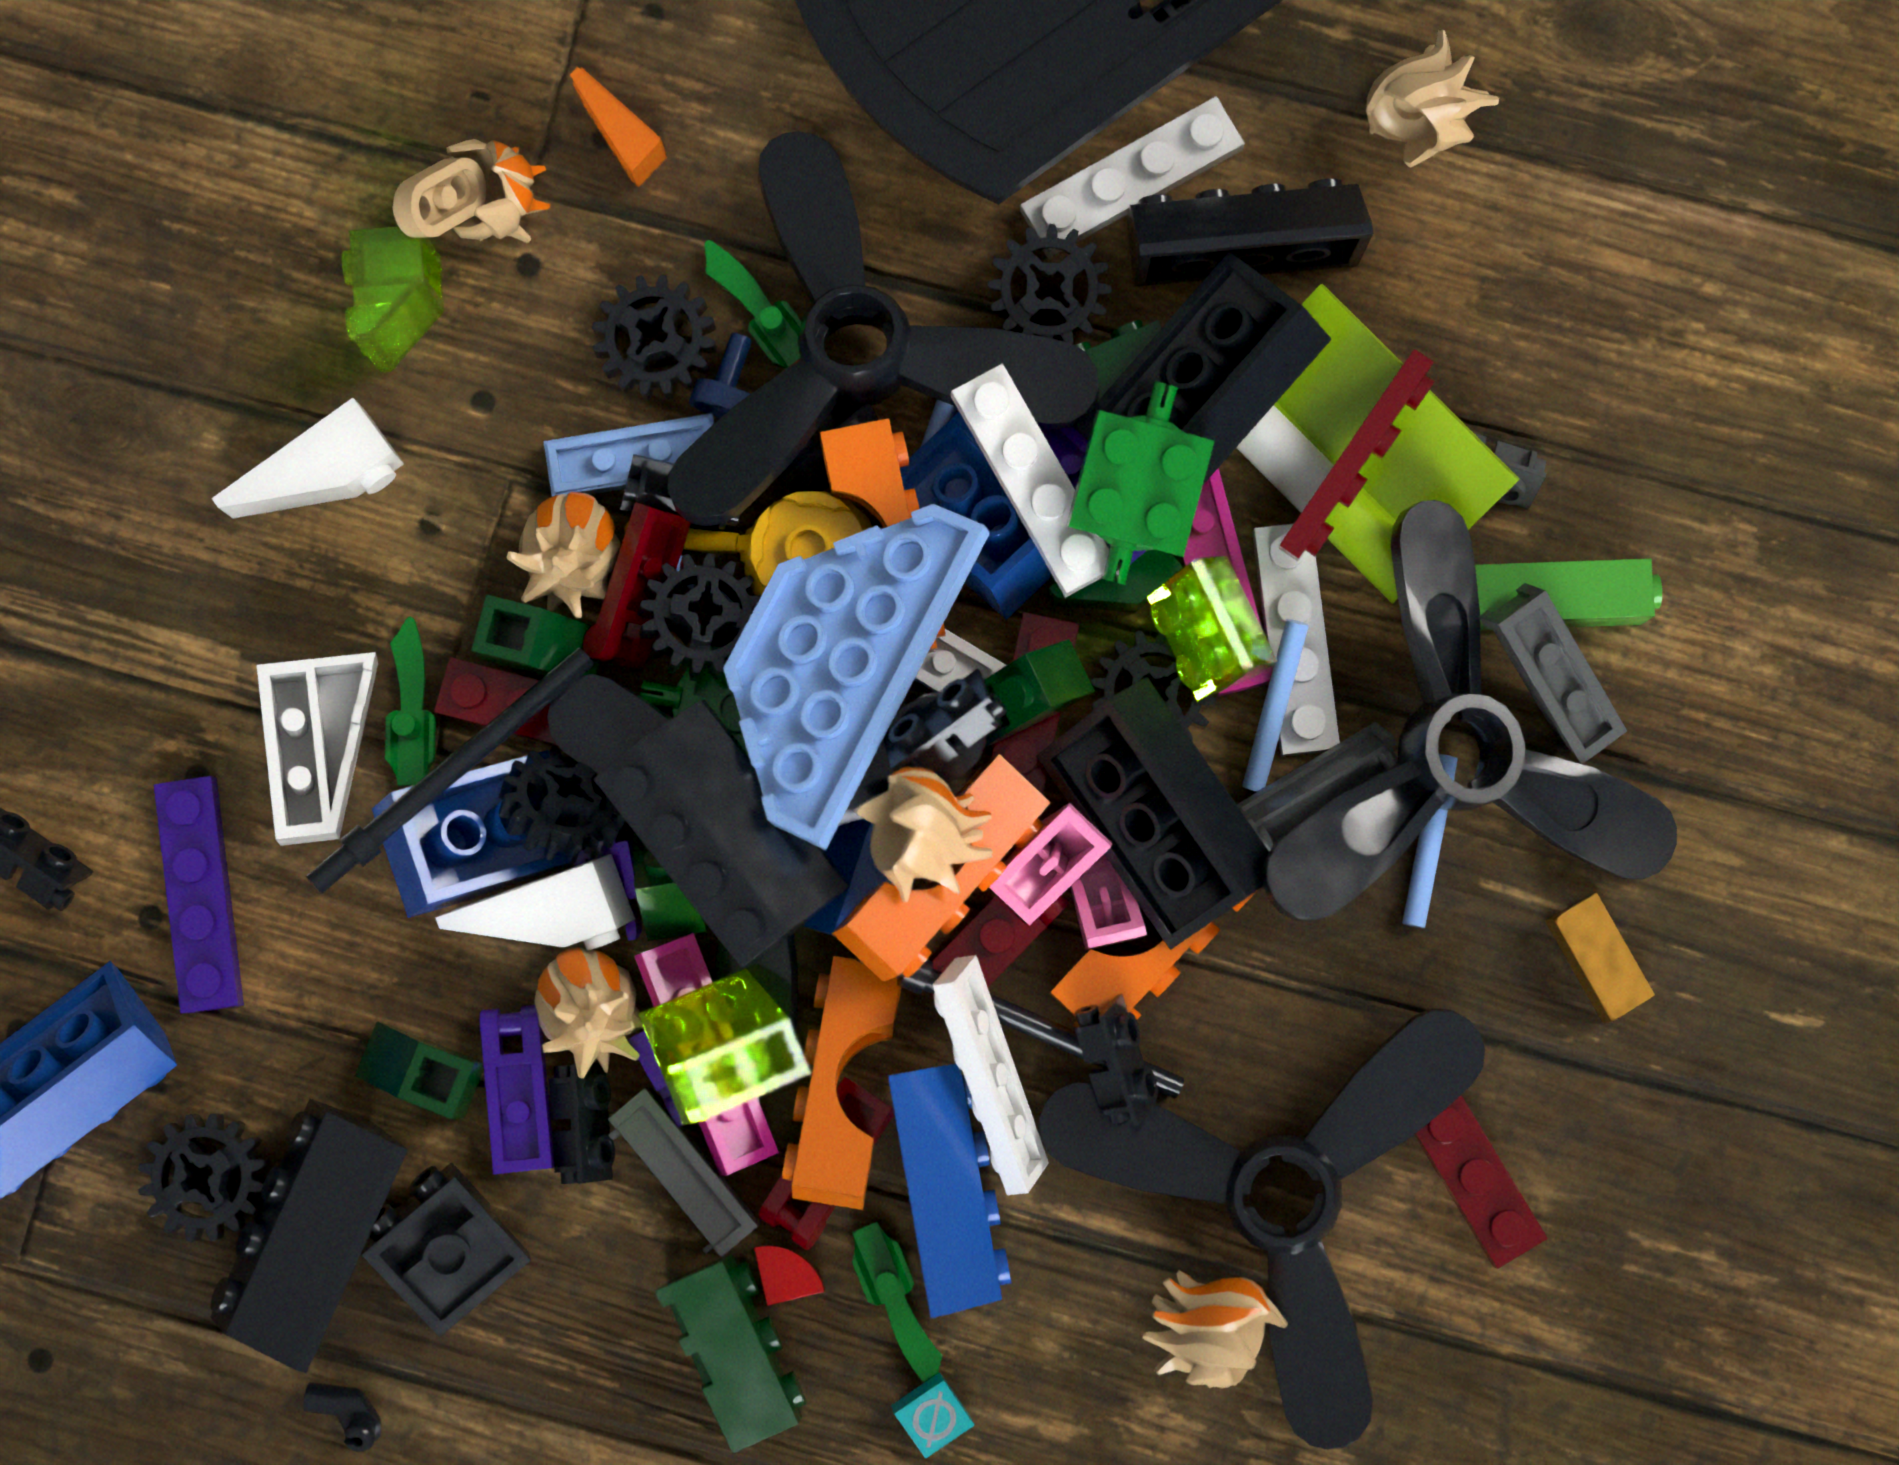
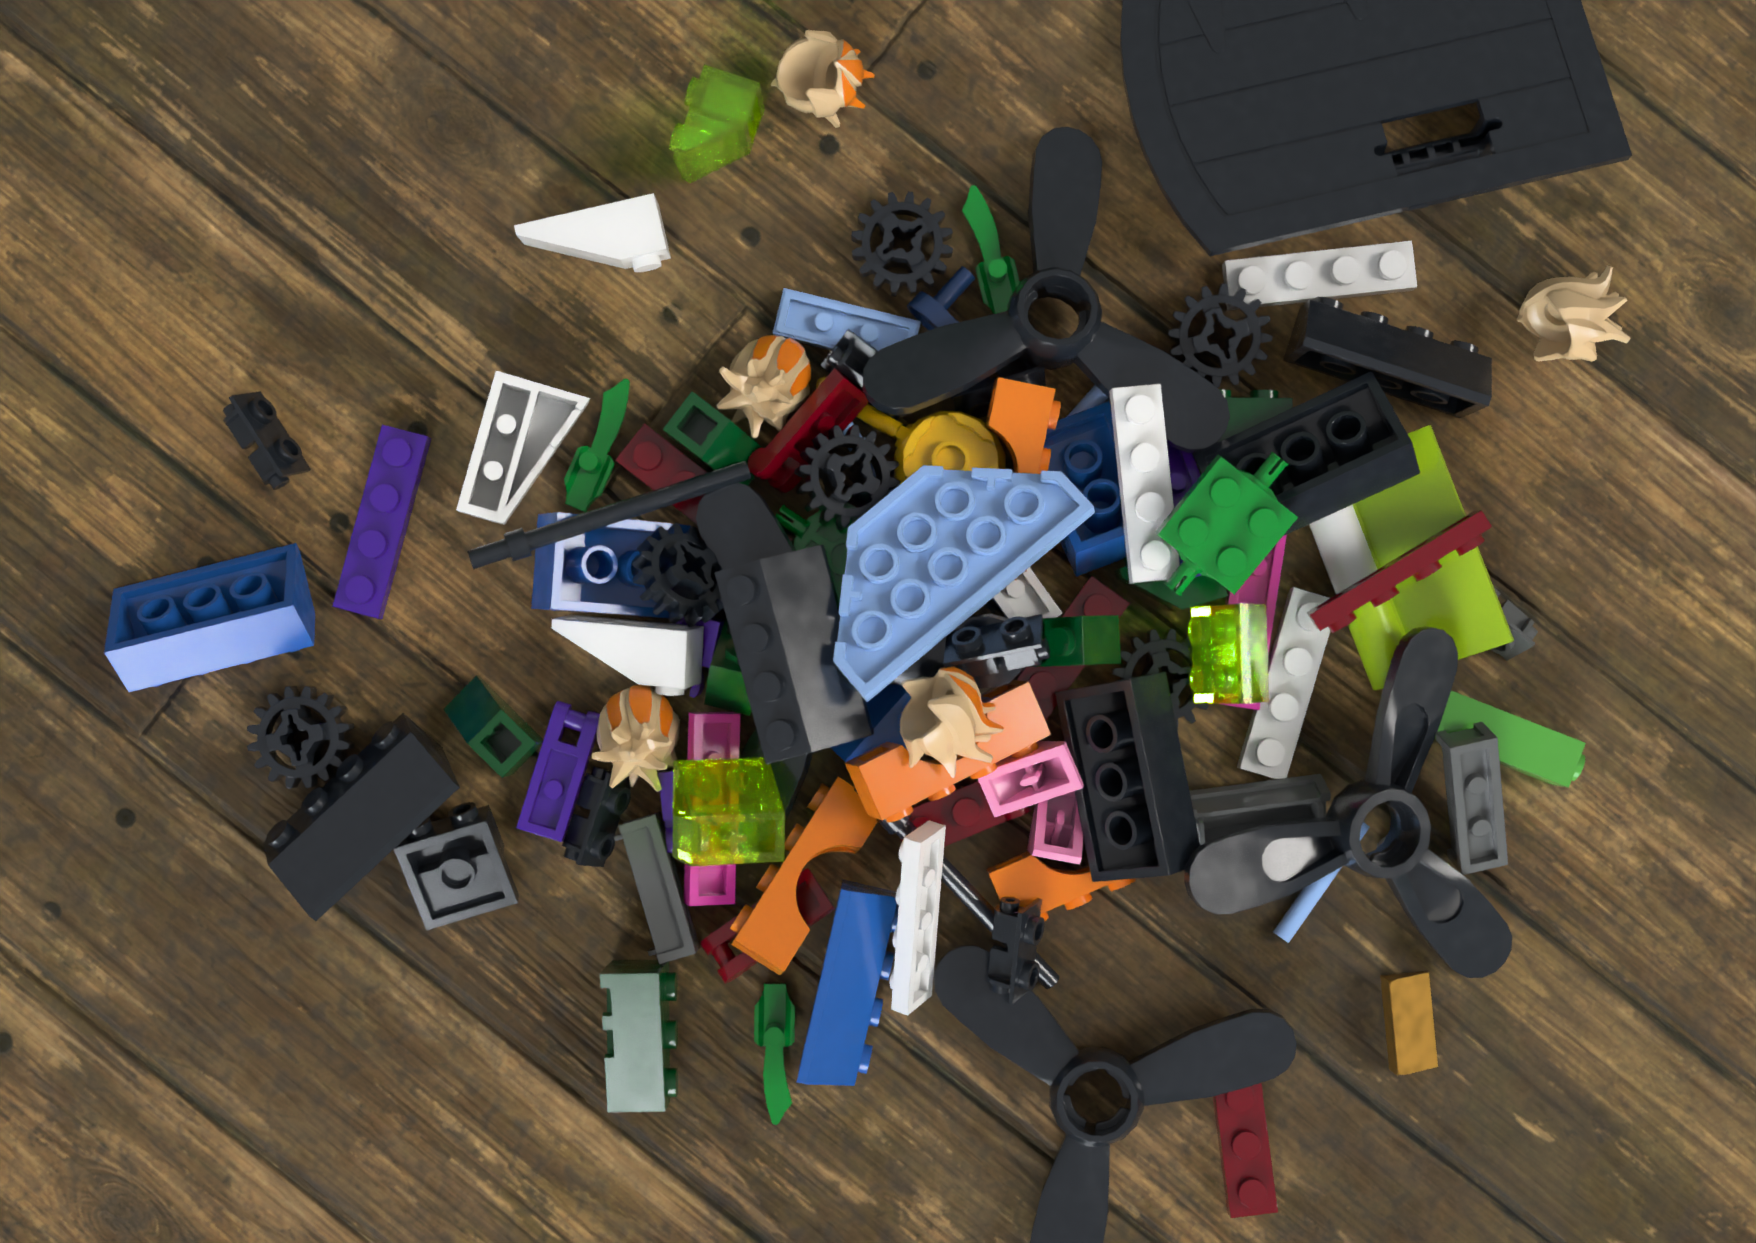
camera: 15 degrees right, 5 degrees up
(351, 1407) = (340, 955): black arm -> none
(439, 197) = (784, 68): tan plate -> none
(629, 138) = (947, 79): orange slope -> none
(786, 1274) = (702, 994): red tile -> none
(932, 1415) = (766, 1144): teal tile -> none
(1213, 1328) = (1000, 1174): tan hair -> none
(1275, 705) = (1251, 729): light blue bar -> none

